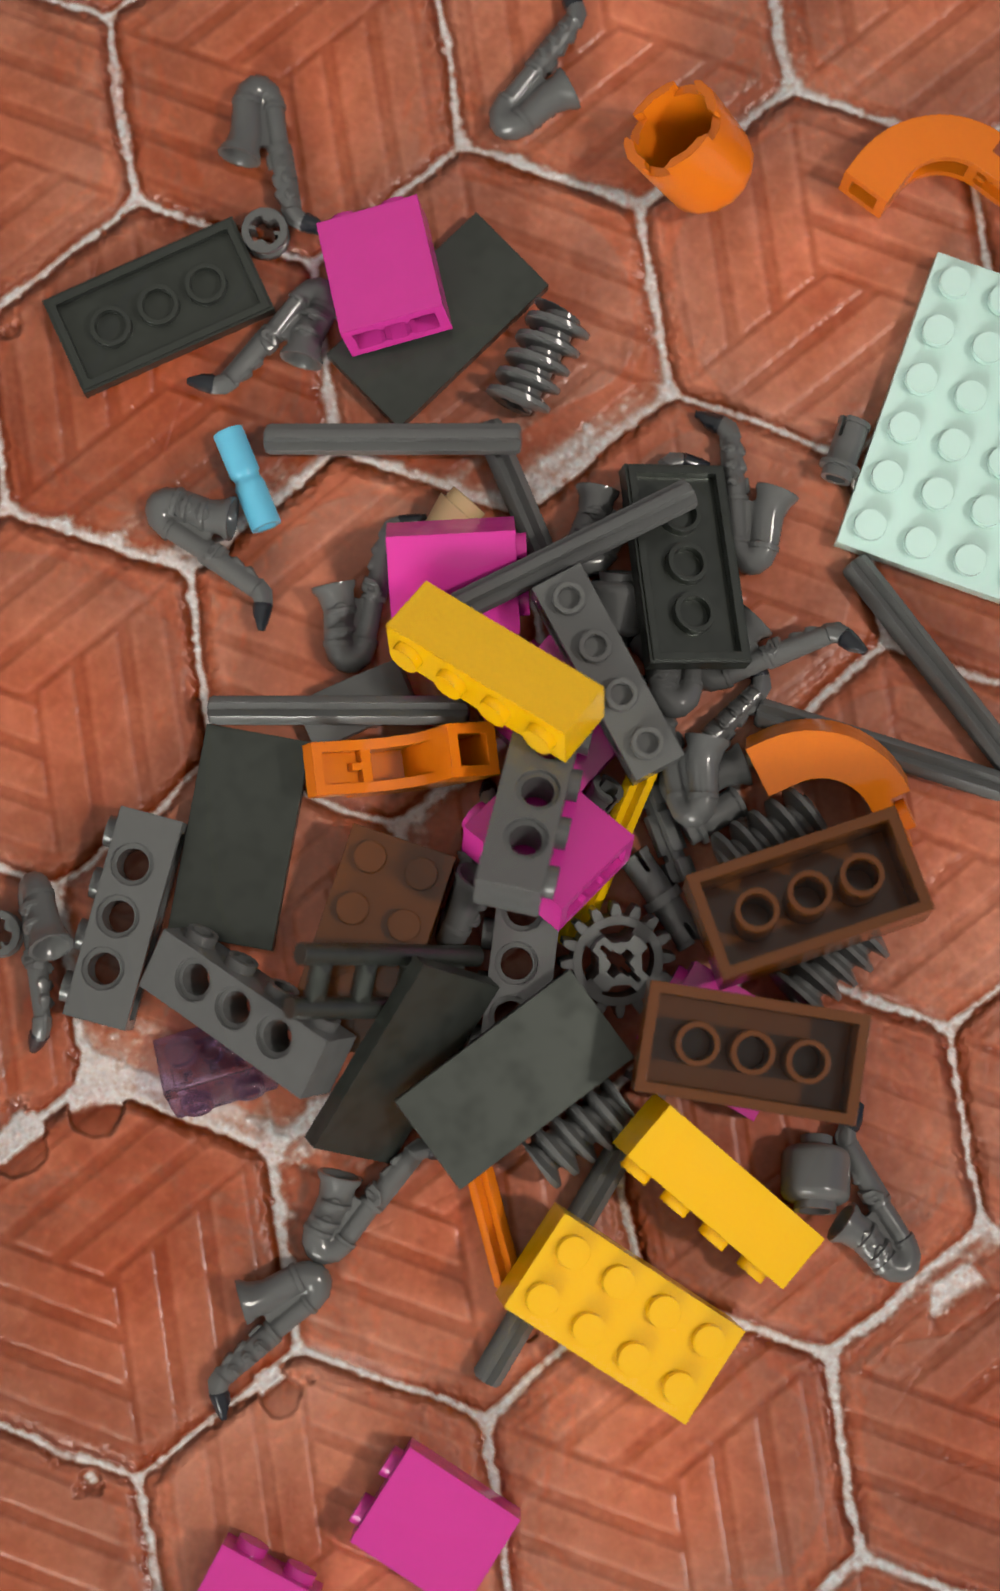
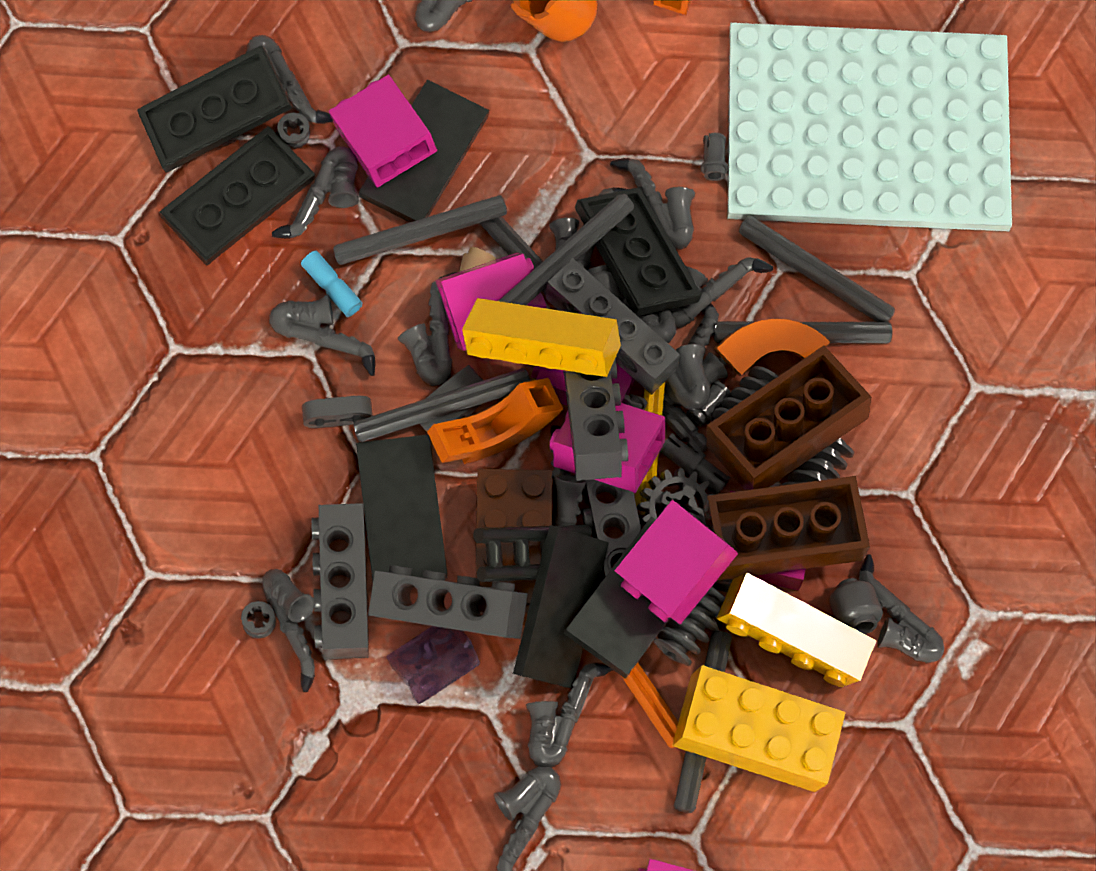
camera: 25 degrees left, 15 degrees down
(161, 170) = (214, 108): none -> pearl dark grey tile
(194, 671) = (336, 411): none -> dark grey beam
(537, 359) = (498, 155): dark grey piece -> none
(571, 1066) = (675, 563): none -> dark pink brick

